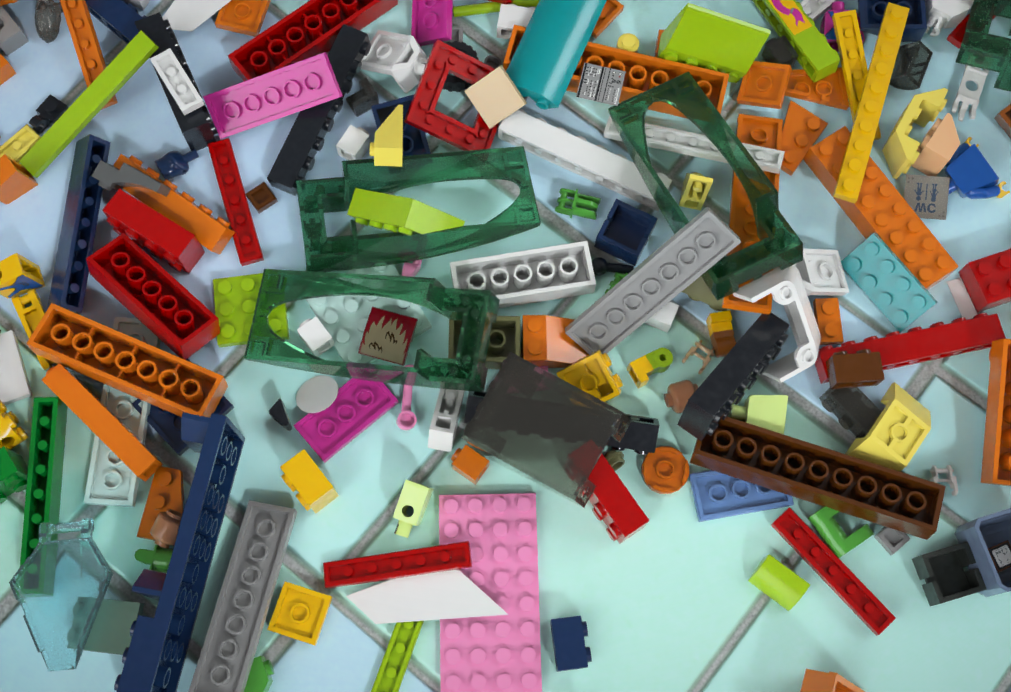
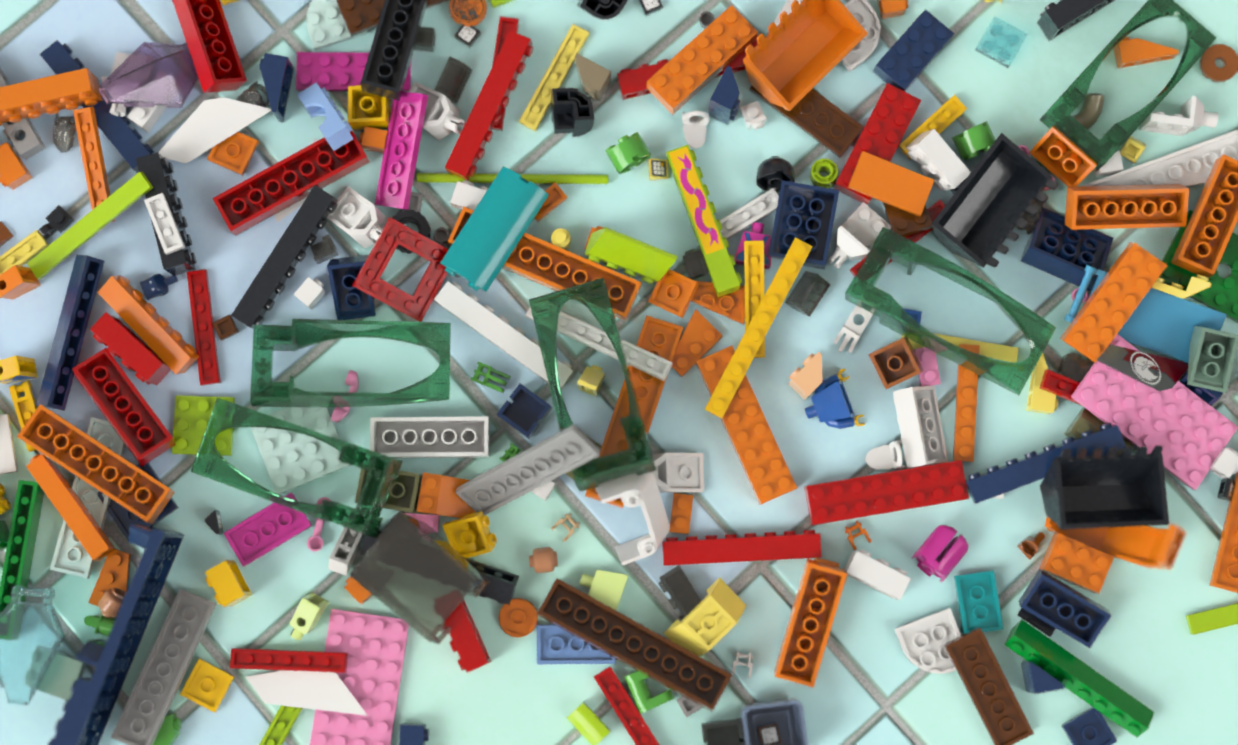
camera: 15 degrees right, 10 degrees up
(126, 176) = (101, 297): dark grey slope -> none
(273, 95) = (245, 244): plate -> none
(315, 336) = (251, 460): white brick -> none
(317, 394) = (246, 509): white sticker -> none
(388, 336) = (310, 471): slope -> none
(389, 140) = (334, 305): light yellow slope -> none
(399, 213) = (333, 375): lime slope -> none
(495, 96) = (433, 275): tan tile -> none
(601, 84) = (527, 275): light grey sticker -> none
(601, 266) = (498, 435): black bar -> none
(615, 459) = (476, 604): olive plate -> none
(653, 362) = (527, 526): leg -> none
(721, 332) = (588, 513): leg -> none
(733, 376) = (582, 554): black brick -> none
(855, 369) = (685, 564): reddish brown brick -> none
(888, 282) = (736, 490): teal plate -> none
(900, 149) = (807, 338): light yellow slope -> none
(927, 195) = (791, 417): clear smoke sticker -> none
(962, 298) = (801, 511): white sticker -> none

